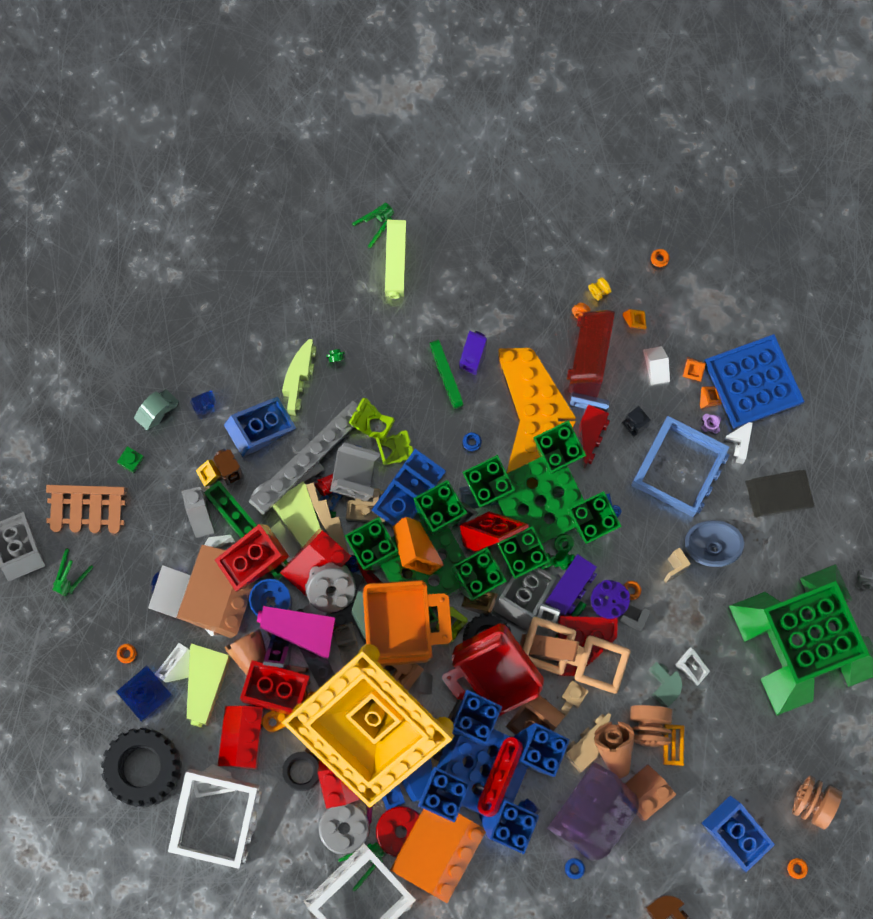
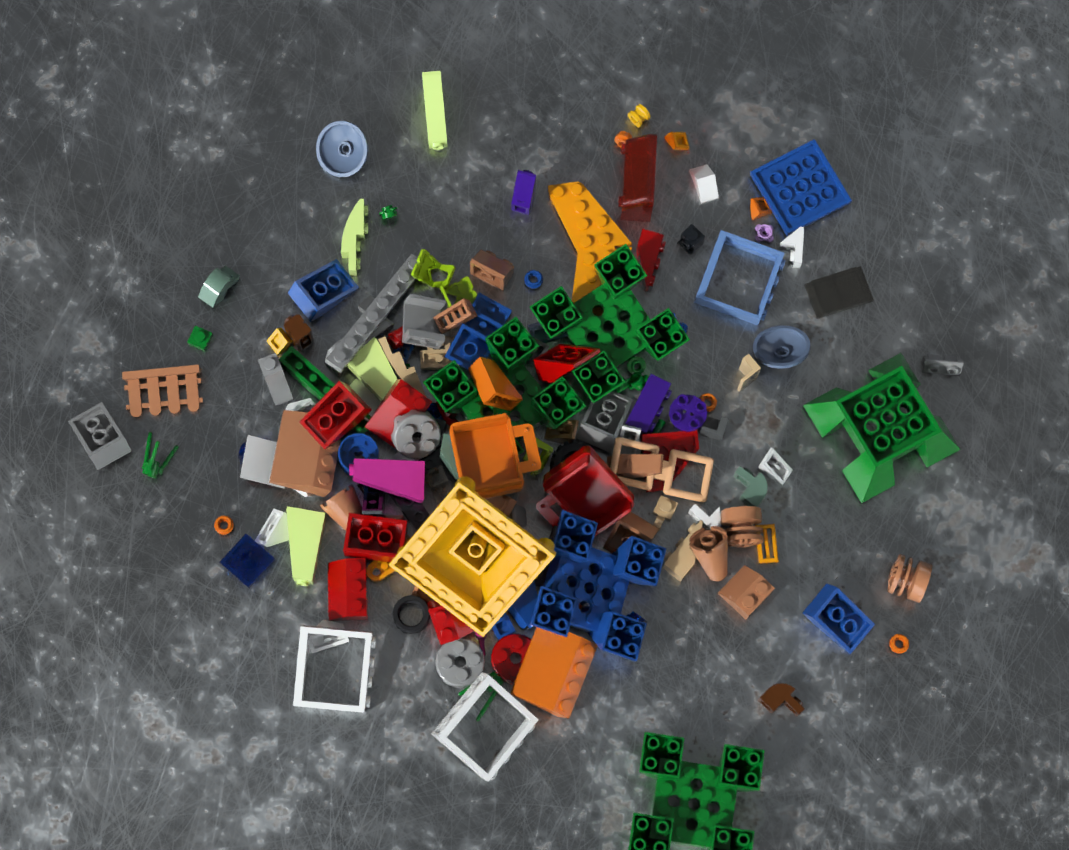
camera: 10 degrees left, 0 degrees up
(114, 767) = (237, 611): black tyre -> none
(203, 403) = (264, 274): clear blue piece -> none
(288, 286) = (332, 149): none -> sand blue dish
(382, 213) = (415, 67): green plant -> none
(395, 460) = (465, 317): none -> nougat slope
(431, 426) = (491, 269): none -> nougat slope
(446, 374) = (499, 217): green beam -> none
(500, 777) = (604, 591): red plate -> none
(581, 868) = (687, 665): blue plate -> none
(582, 401) = (635, 227): light blue slope -> none
(596, 814) = (700, 615): clear purple brick -> none
(610, 705) = (700, 513): none -> white slope
(660, 253) = (694, 73): orange plate -> none
(694, 369) = (741, 182): orange slope -> none

